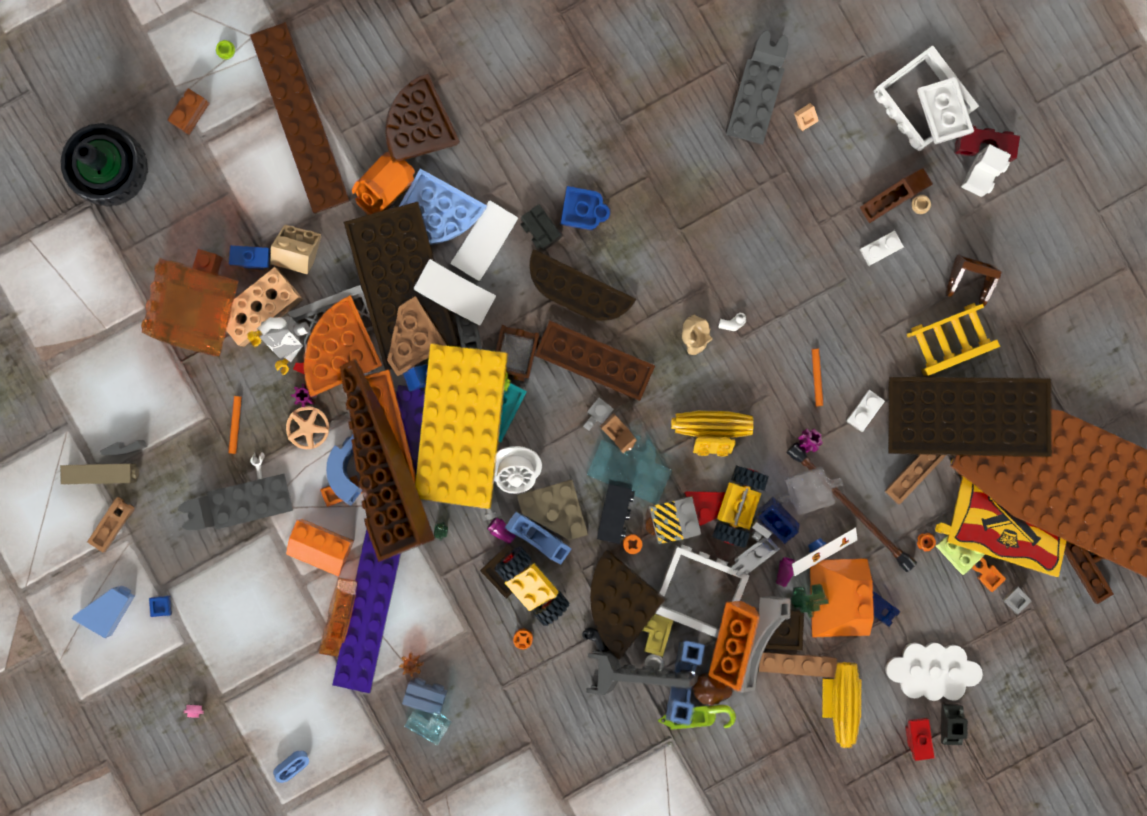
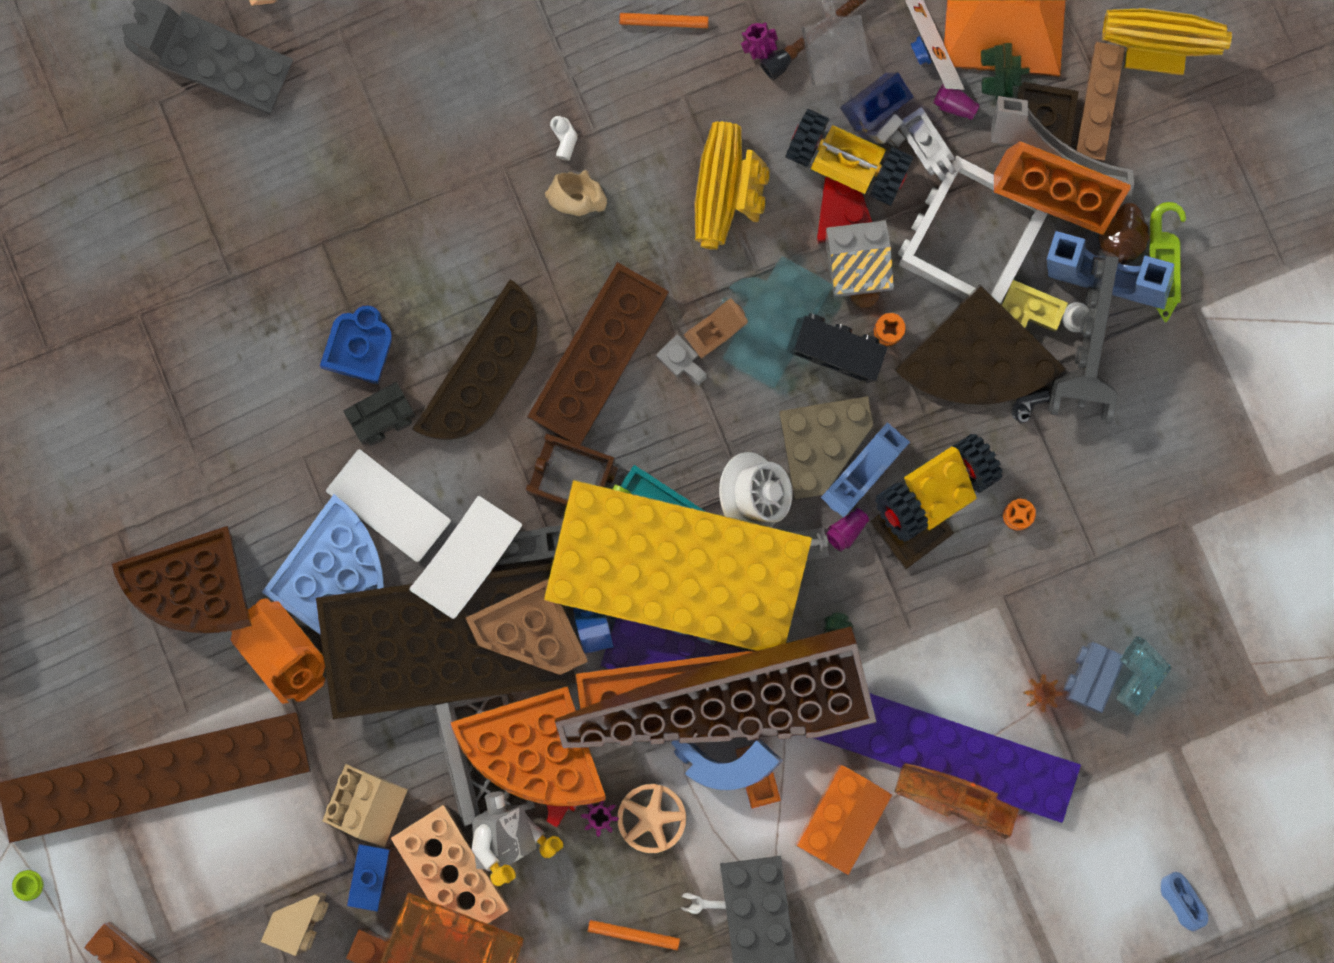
camera: 90 degrees left, 5 degrees down
(214, 214) = (293, 926): none -> tan slope

